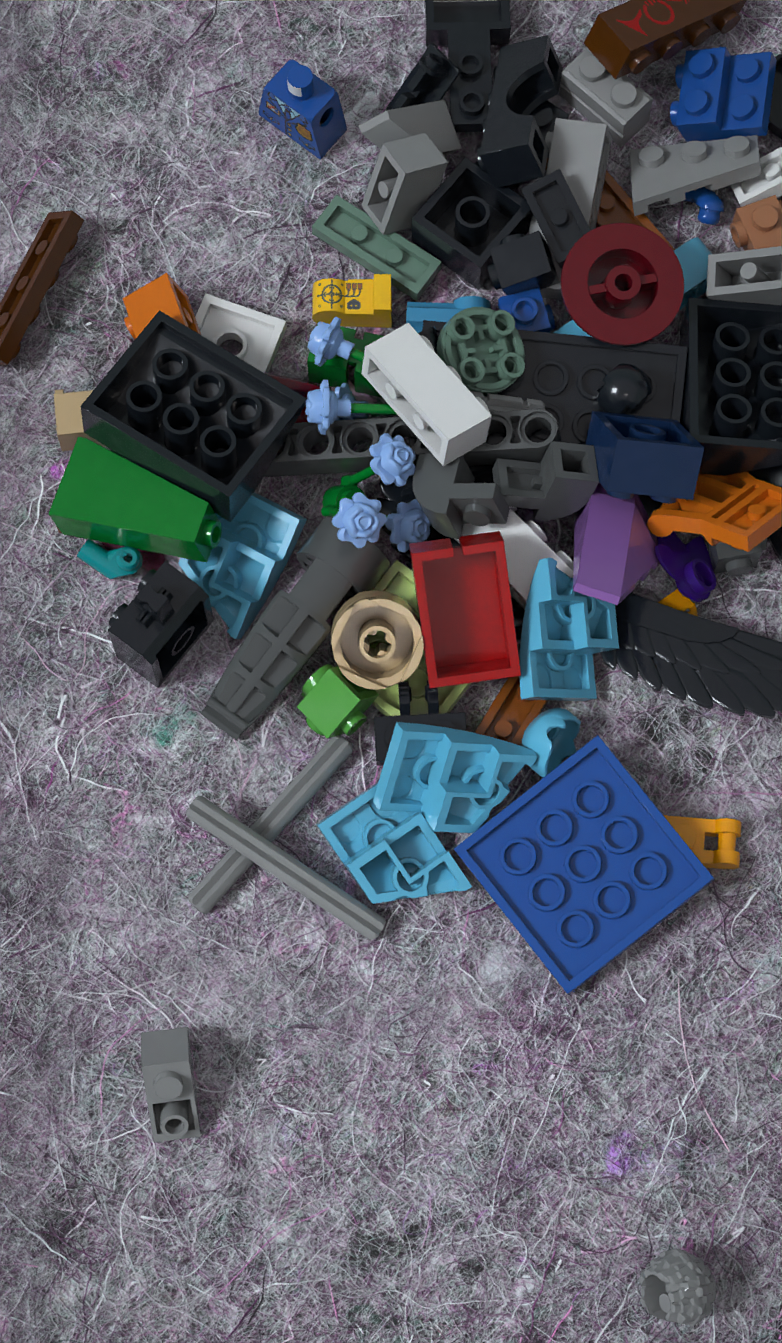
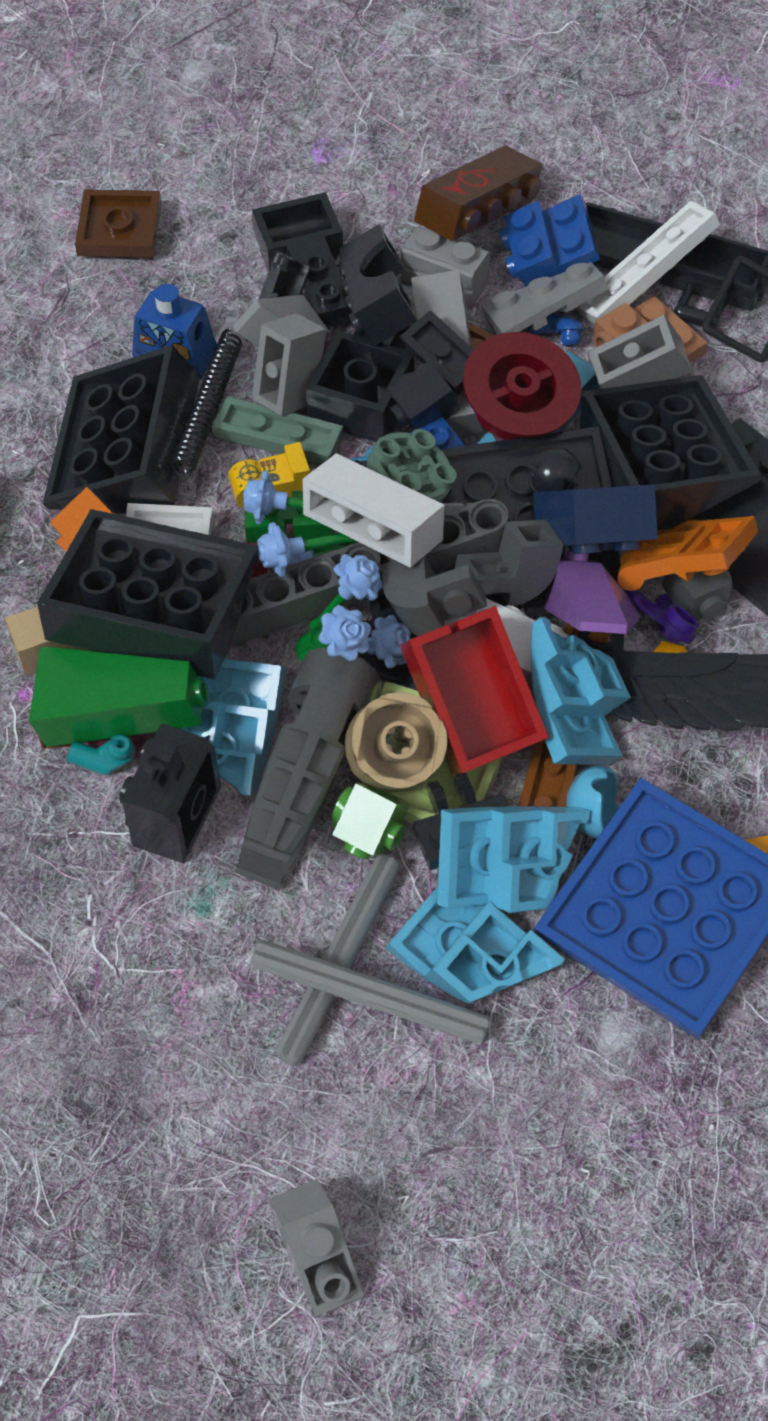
camera: 15 degrees left, 15 degrees down
(223, 211) = (124, 432): none -> black slope
(311, 188) = (200, 400): none -> black piece

